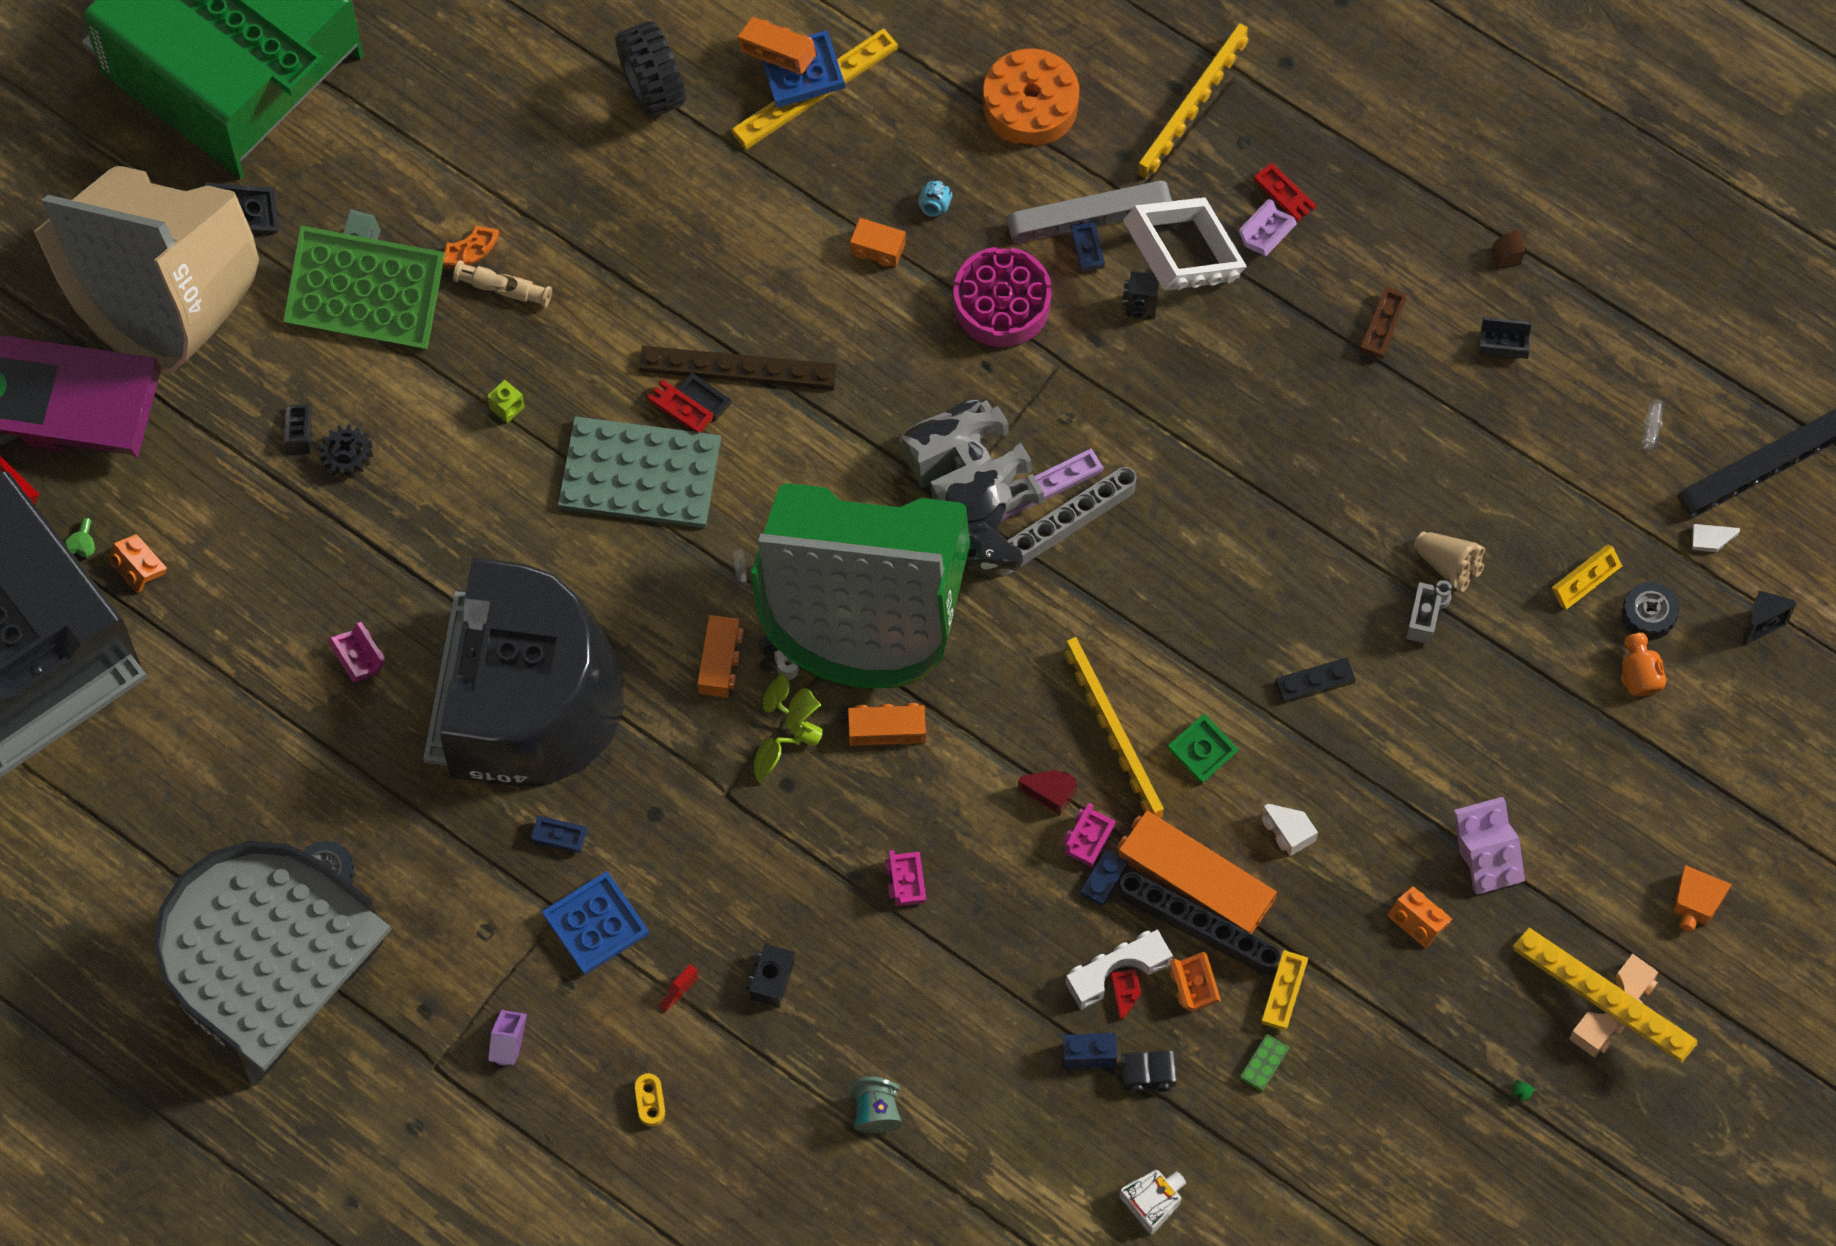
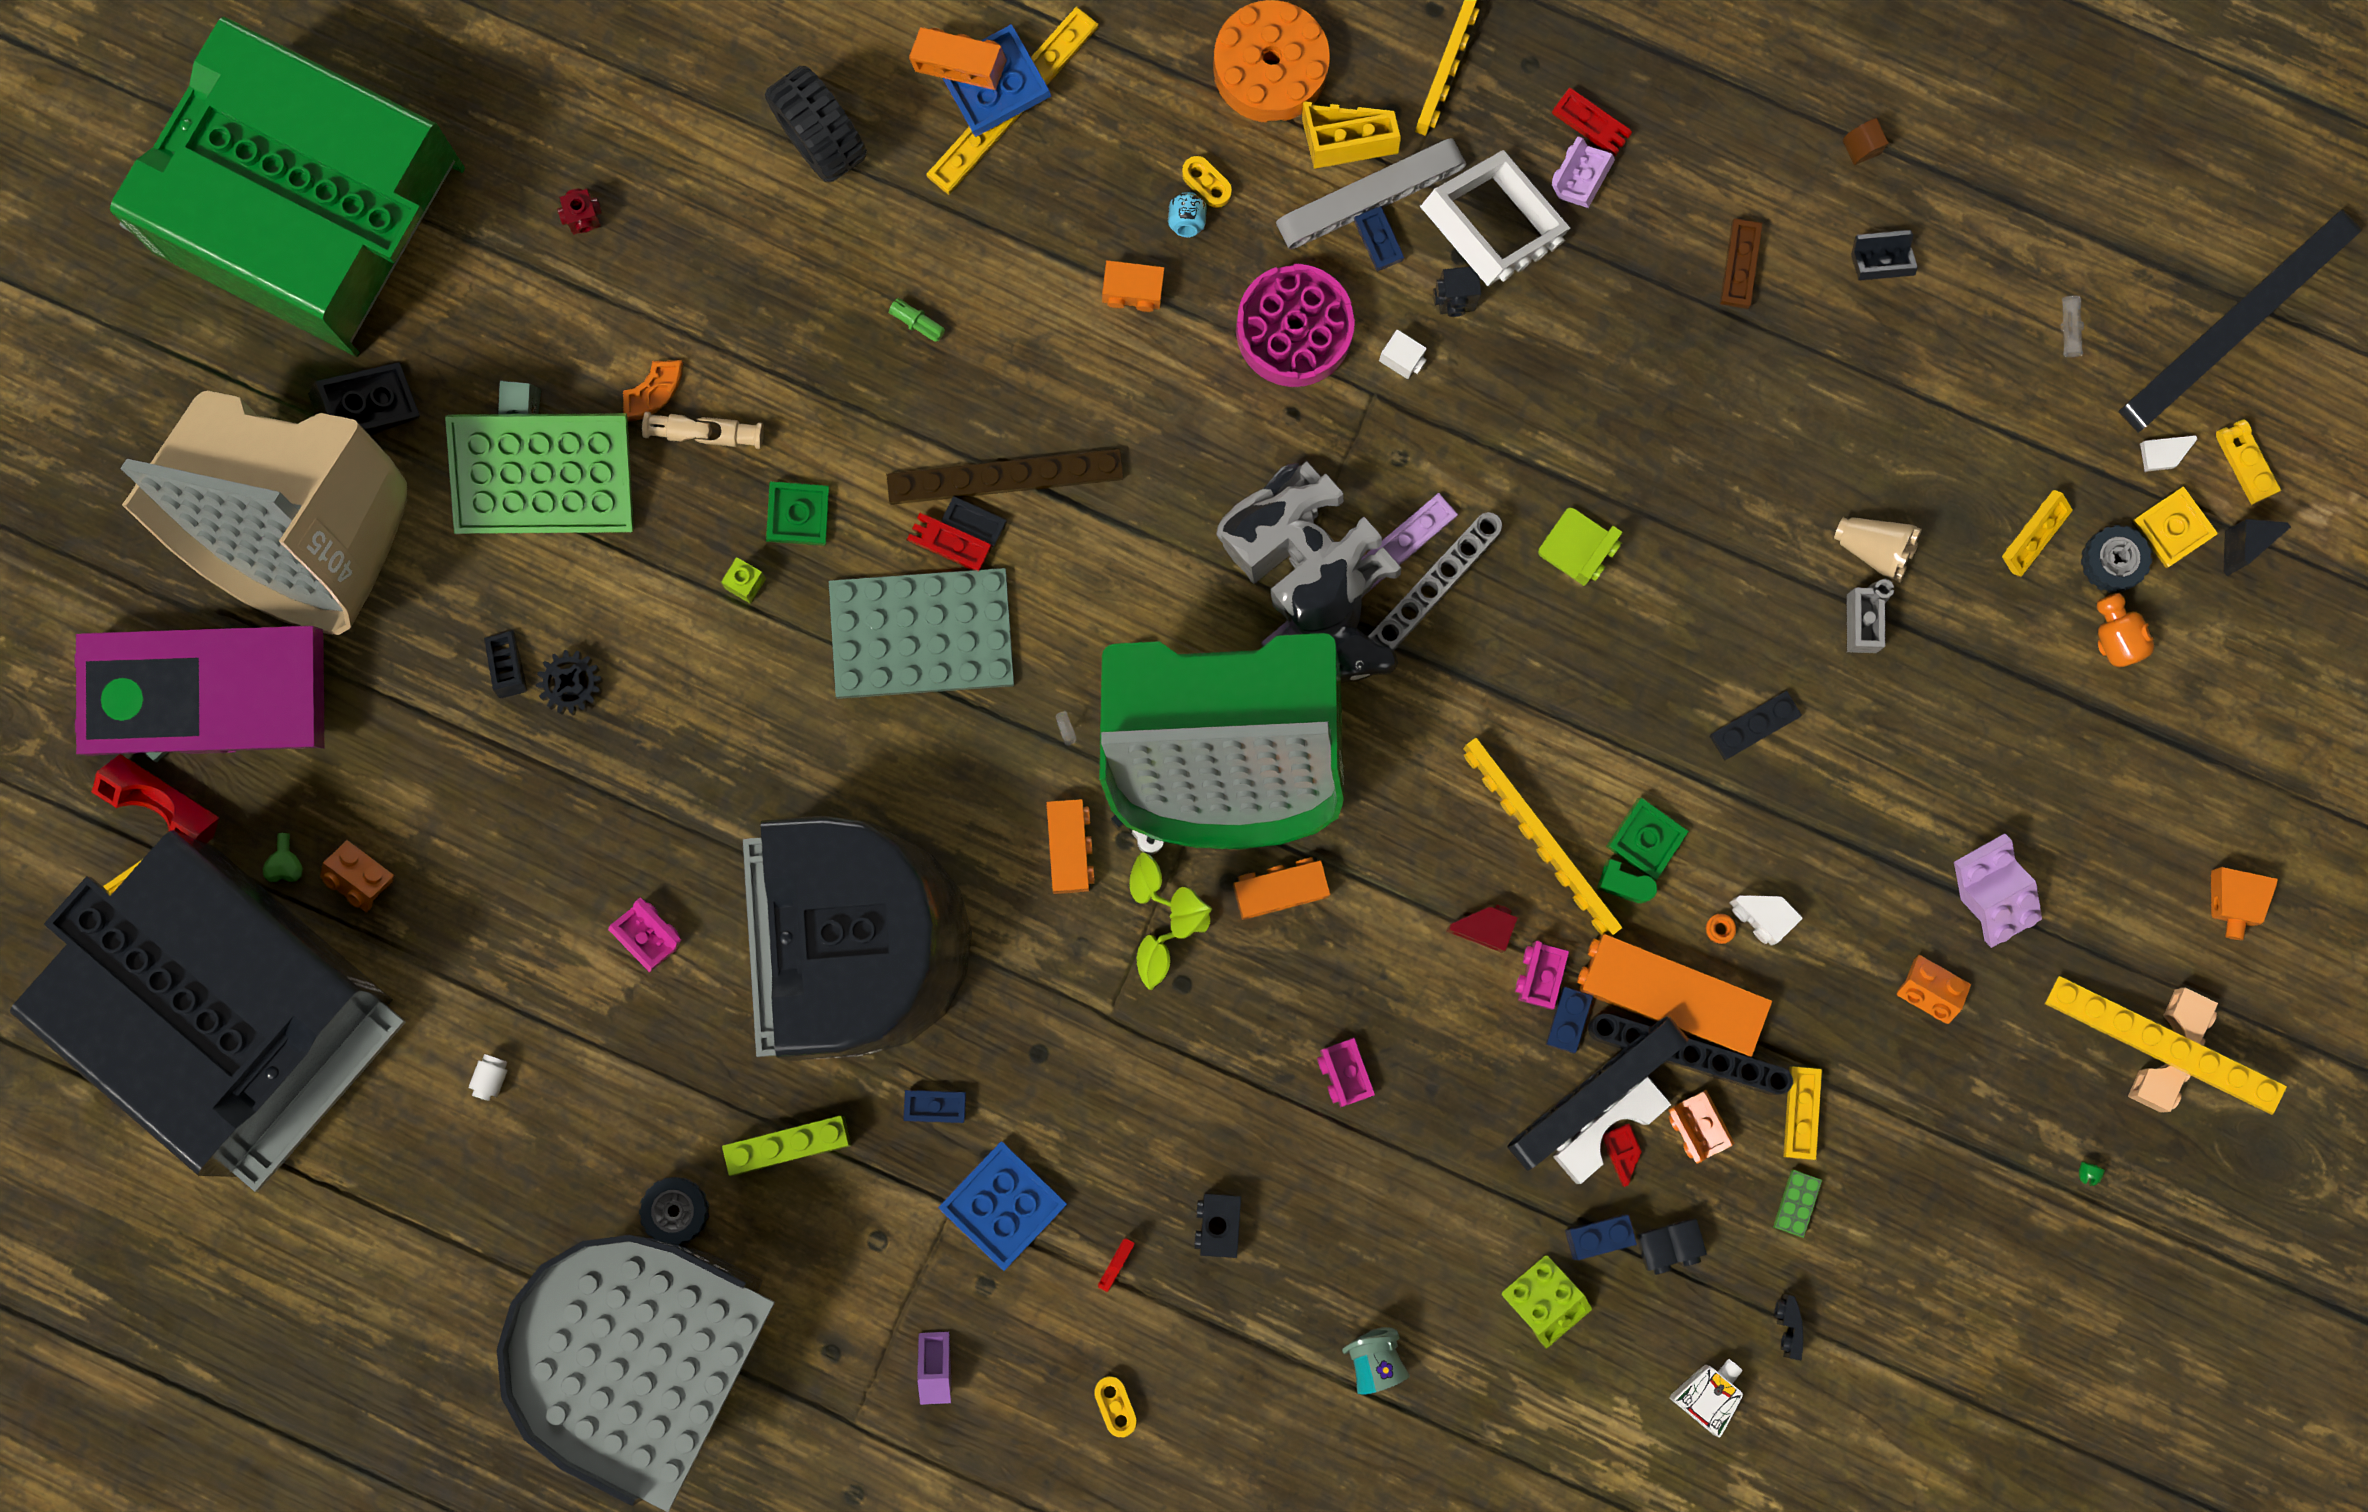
camera: 20 degrees left, 15 degrees up
(201, 736) = (488, 1077): none -> white brick
(403, 837) = (786, 1145): none -> lime arch
(446, 103) = (579, 211): none -> dark red brick
(562, 361) = (797, 513): none -> green plate
(695, 235) = (916, 320): none -> bright green axle
(957, 179) = (1207, 182): none -> yellow plate
(1034, 1095) = (1547, 1301): none -> lime bracket
(1081, 163) = (1348, 134): none -> yellow wedge
(1086, 337) = (1403, 355): none -> white brick
(1112, 932) = (1597, 1093): none -> black beam
(1176, 781) = (1625, 885): none -> green leg
(1198, 511) = (1579, 546): none -> lime bracket
(1235, 1152) = (1789, 1315): none -> black slope
(1249, 825) = (1730, 928): none -> orange plate
(1706, 596) = (2175, 527): none -> yellow plate
(1780, 559) = (2247, 462): none -> yellow plate

